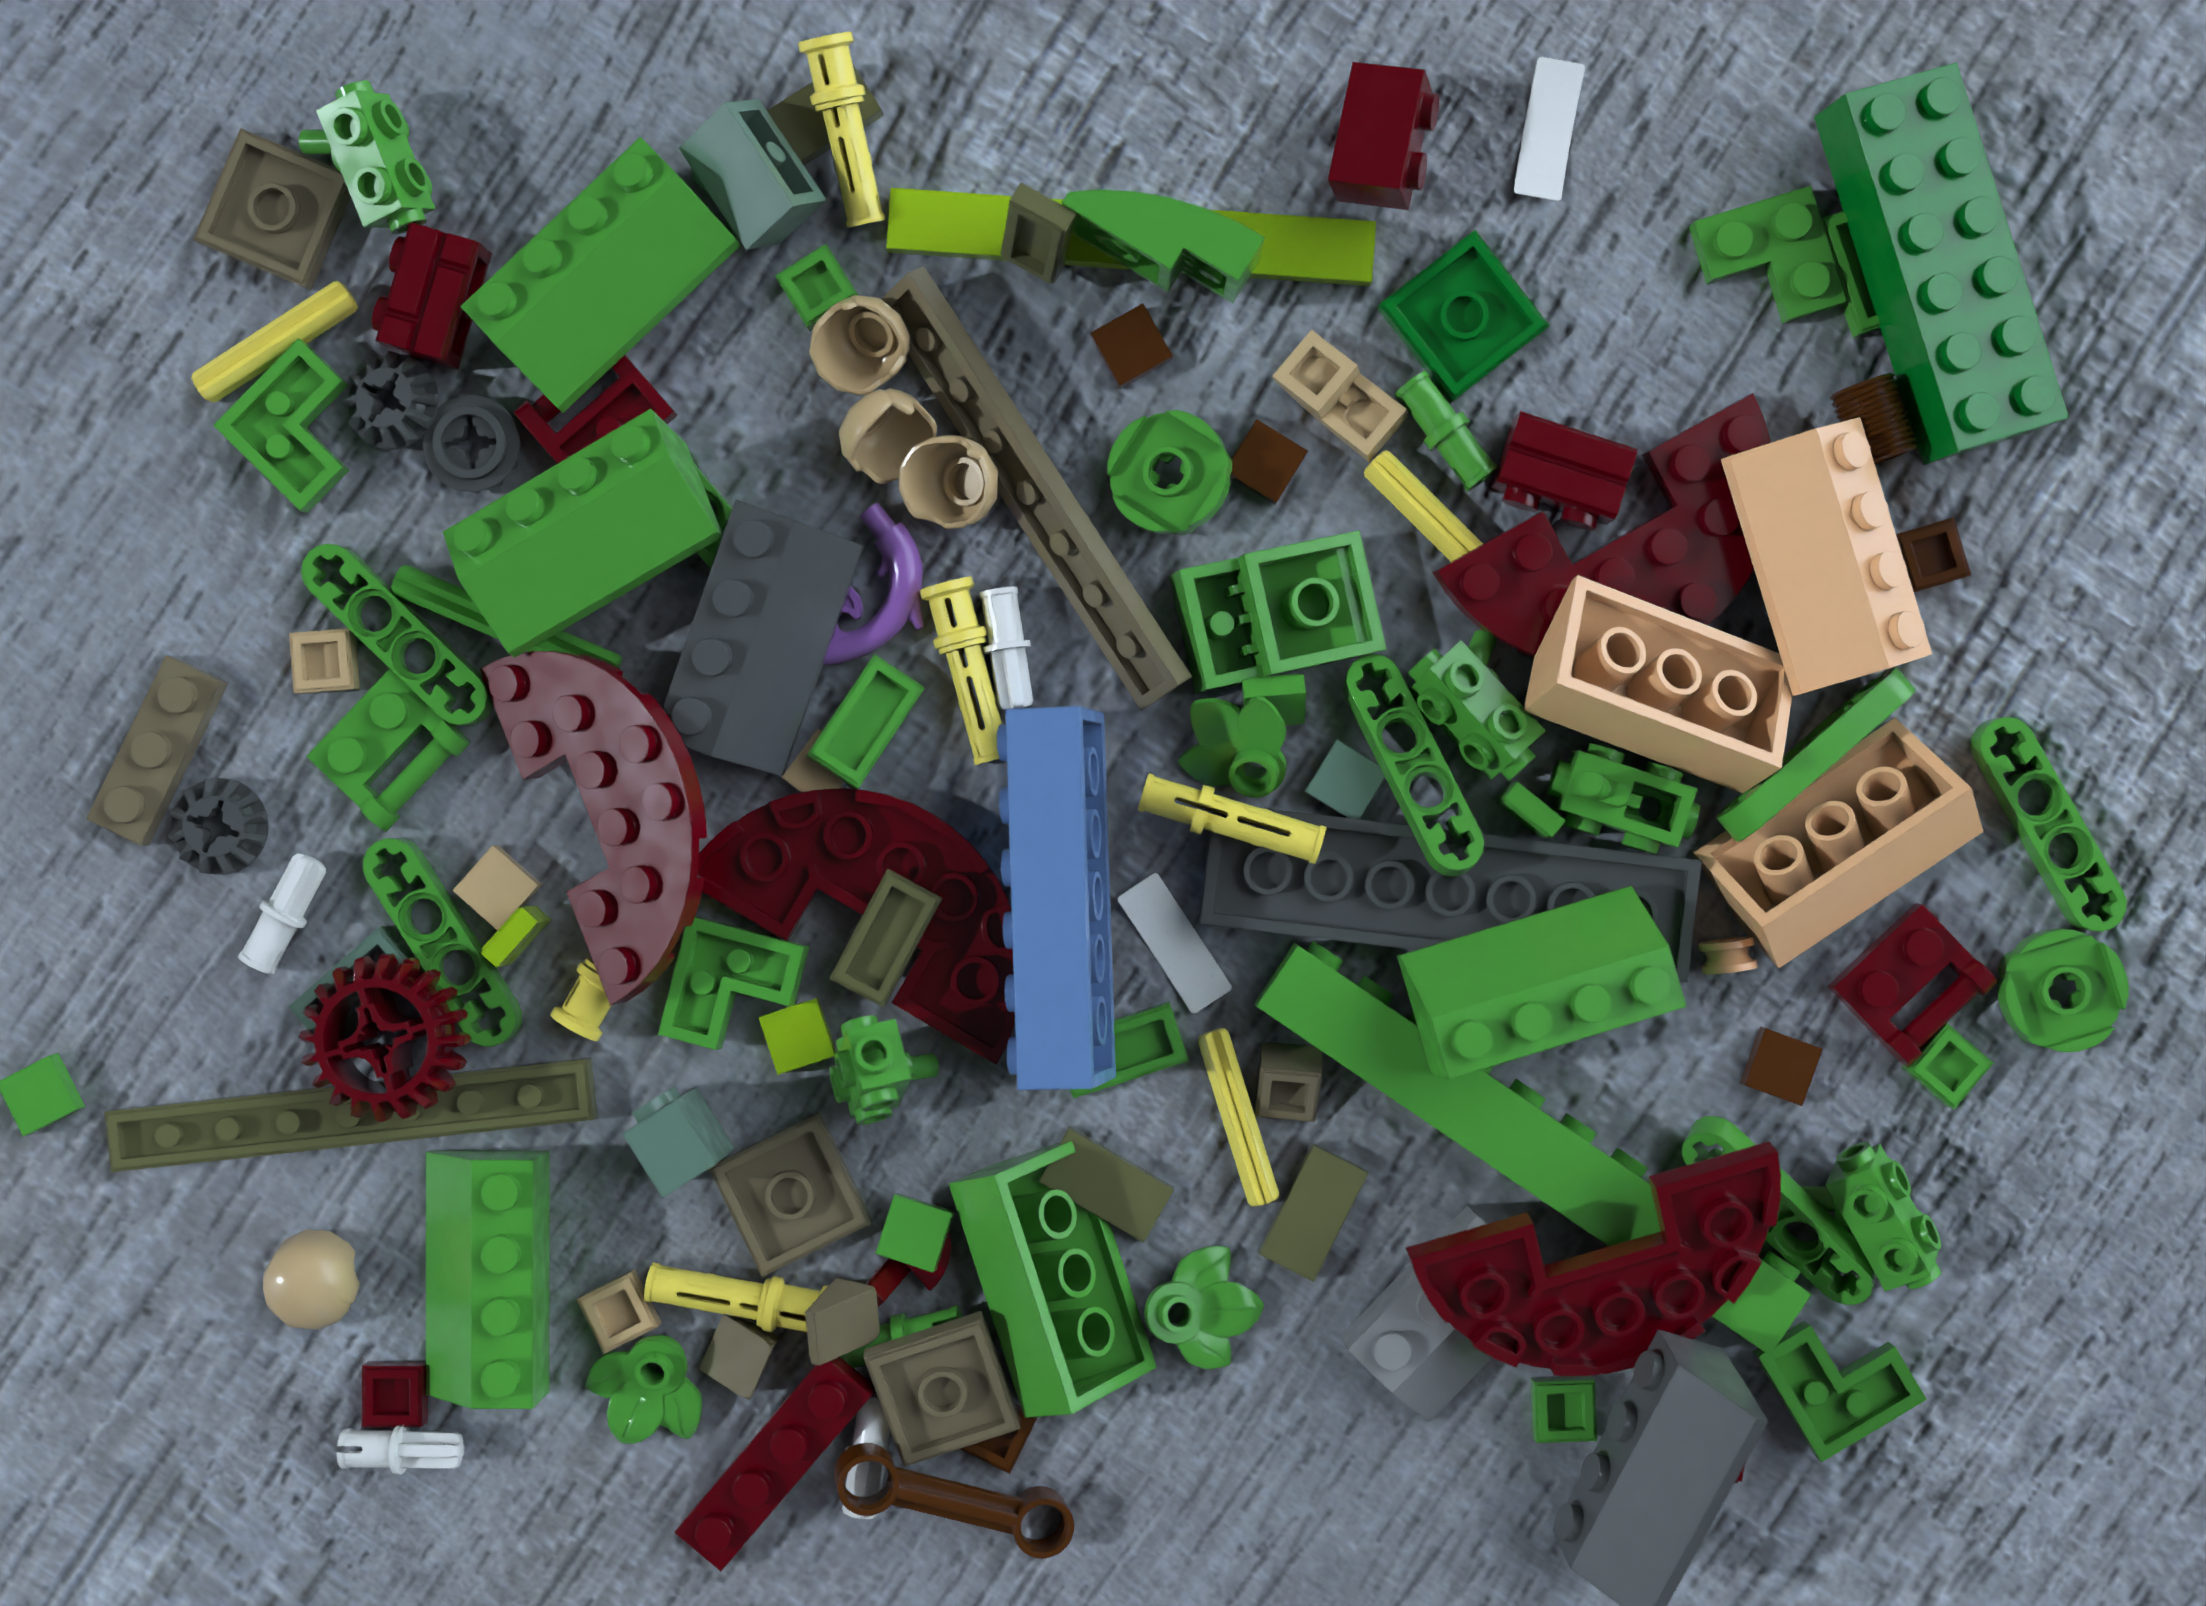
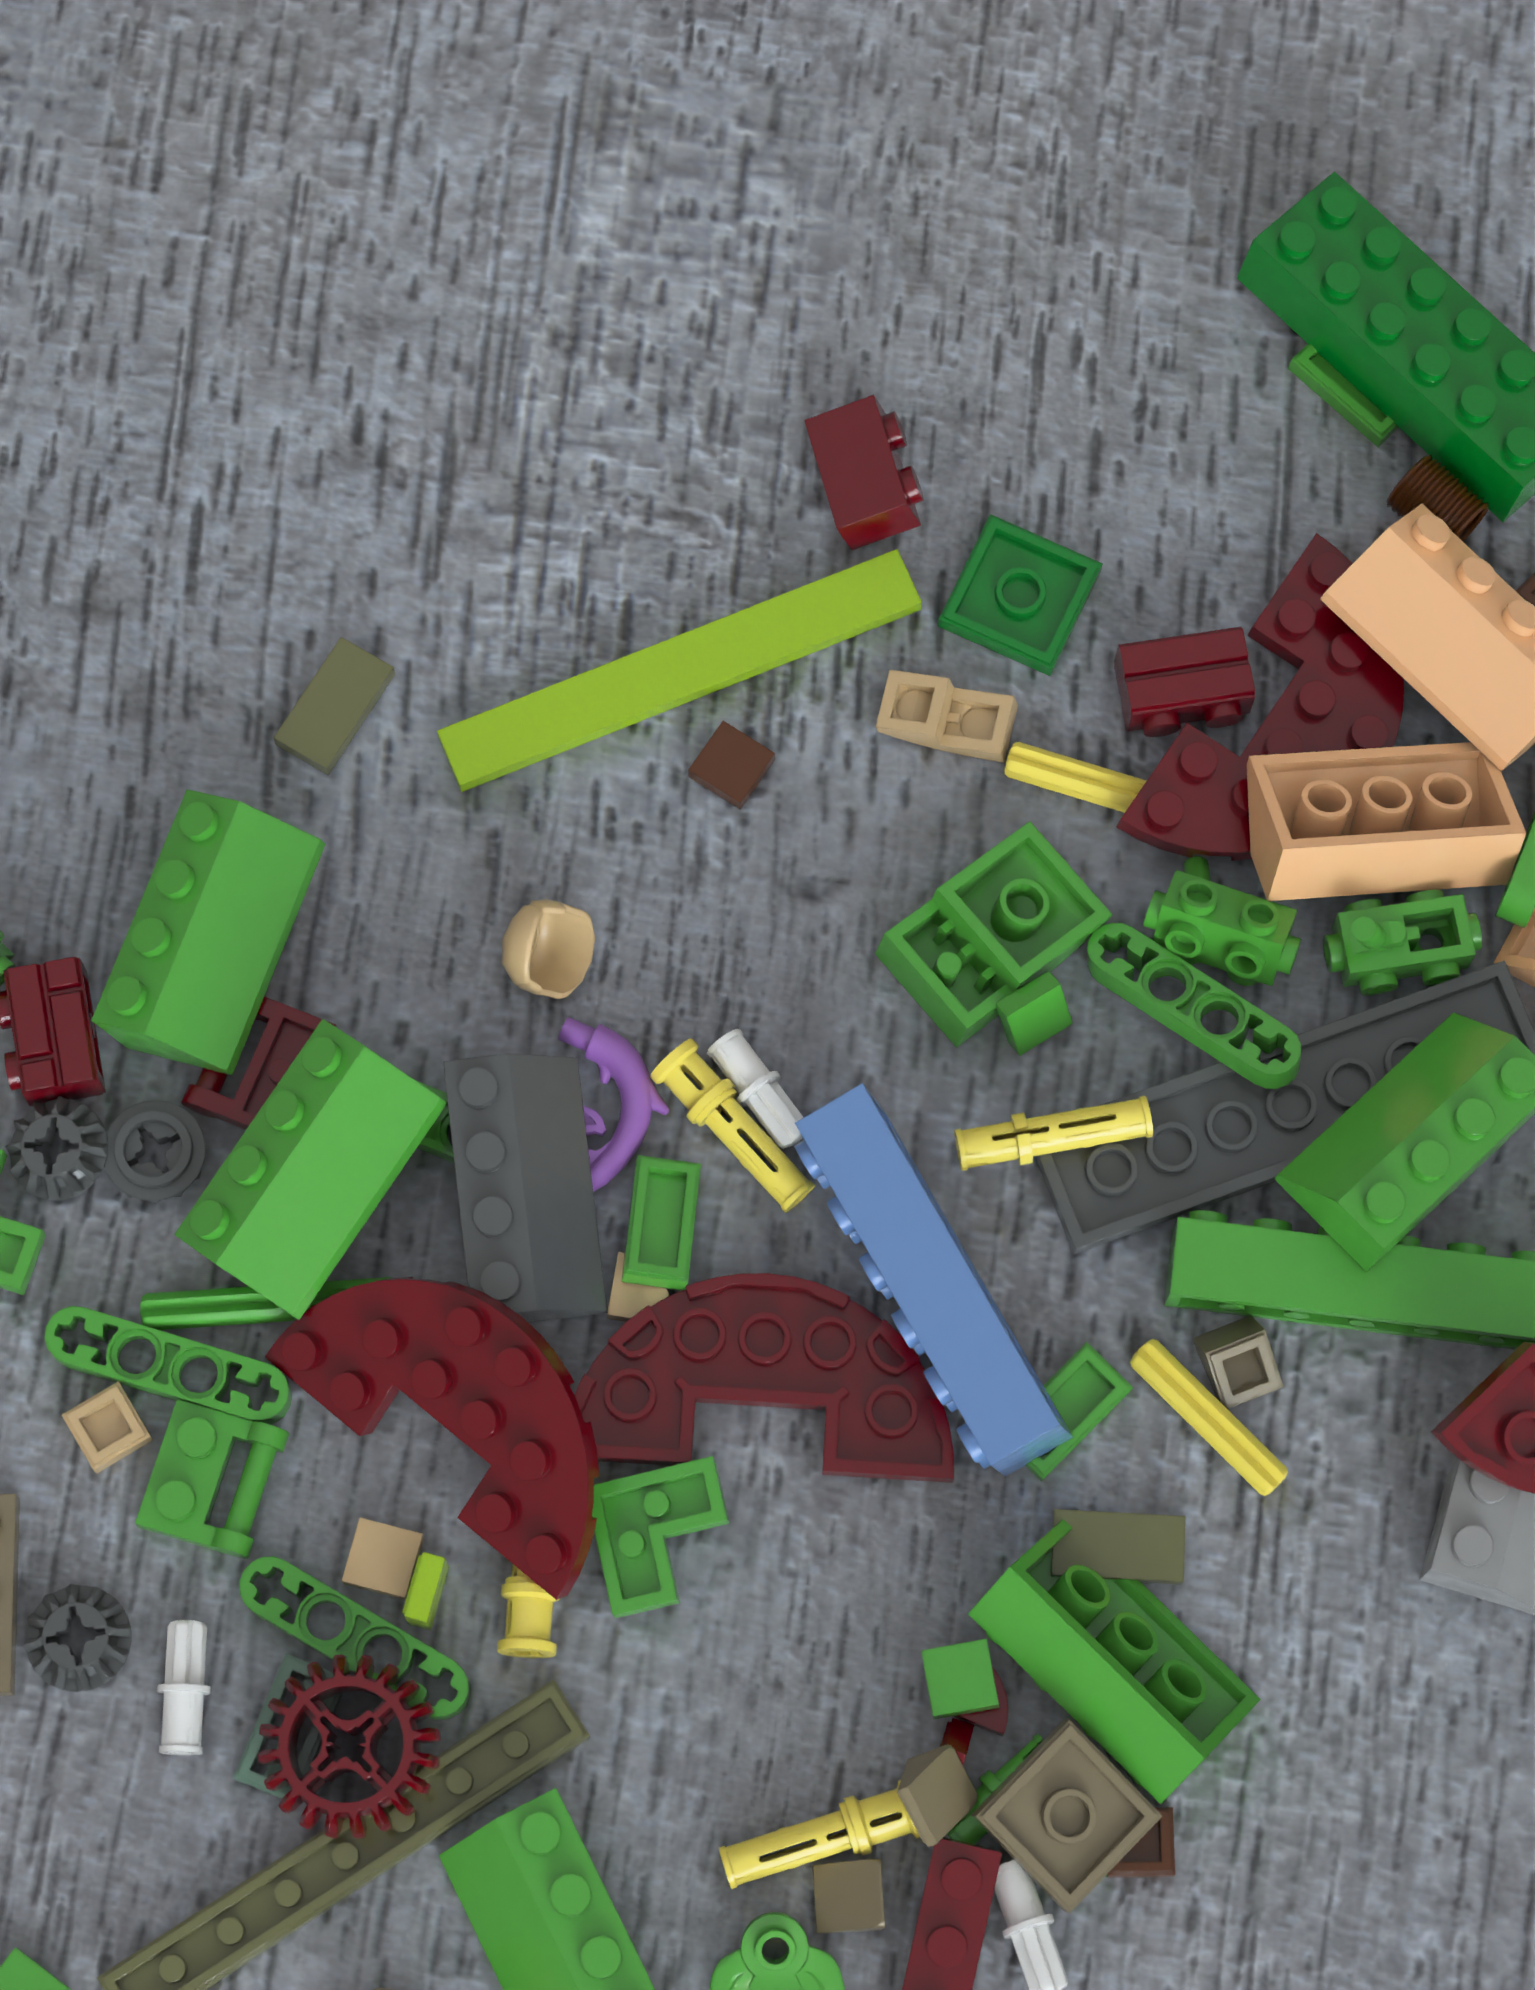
camera: 30 degrees left, 15 degrees down
(618, 1311) = (708, 1916): tan tile -> none
(677, 1139) = (685, 1697): sand green brick -> none
(751, 174) = (304, 777): sand green brick -> none
(791, 1194) = (818, 1712): dark tan tile -> none
(797, 1035) = (747, 1554): lime tile -> none
(815, 284) = (412, 853): bright green tile -> none
(838, 99) = (351, 671): light yellow pin -> none
(859, 344) = (481, 879): tan hair -> none
(875, 1069) = (837, 1540): bright green brick -> none
(886, 938) = (787, 1408): olive tile -> none
(948, 481) = (628, 961): tan hair -> none
(954, 1500) = (1136, 1921): reddish brown piece -> none
(1036, 493) = (710, 933): dark tan plate -> none
(1037, 233) = (600, 696): olive tile -> none
(1162, 438) = (804, 829): bright green plate -> none
(1167, 237) = (715, 644): bright green slope -> none
(1174, 943) = (1060, 1287): white sticker -> none
(1211, 1305) = (1282, 1611): bright green plate -> none
(1231, 740) = (1013, 1063): bright green plate -> none
(1266, 461) = (910, 807): reddish brown tile -> none
(1313, 1212) = (1328, 1472): olive tile -> none
(1345, 781) = (1138, 1055): sand green tile -> none
(1446, 431) = (1060, 699): bright green pin -> none
(1529, 810) = (1322, 994): bright green tile -> none
(1548, 128) = (1007, 399): white sticker -> none
(1785, 239) = (1269, 392): bright green plate -> none

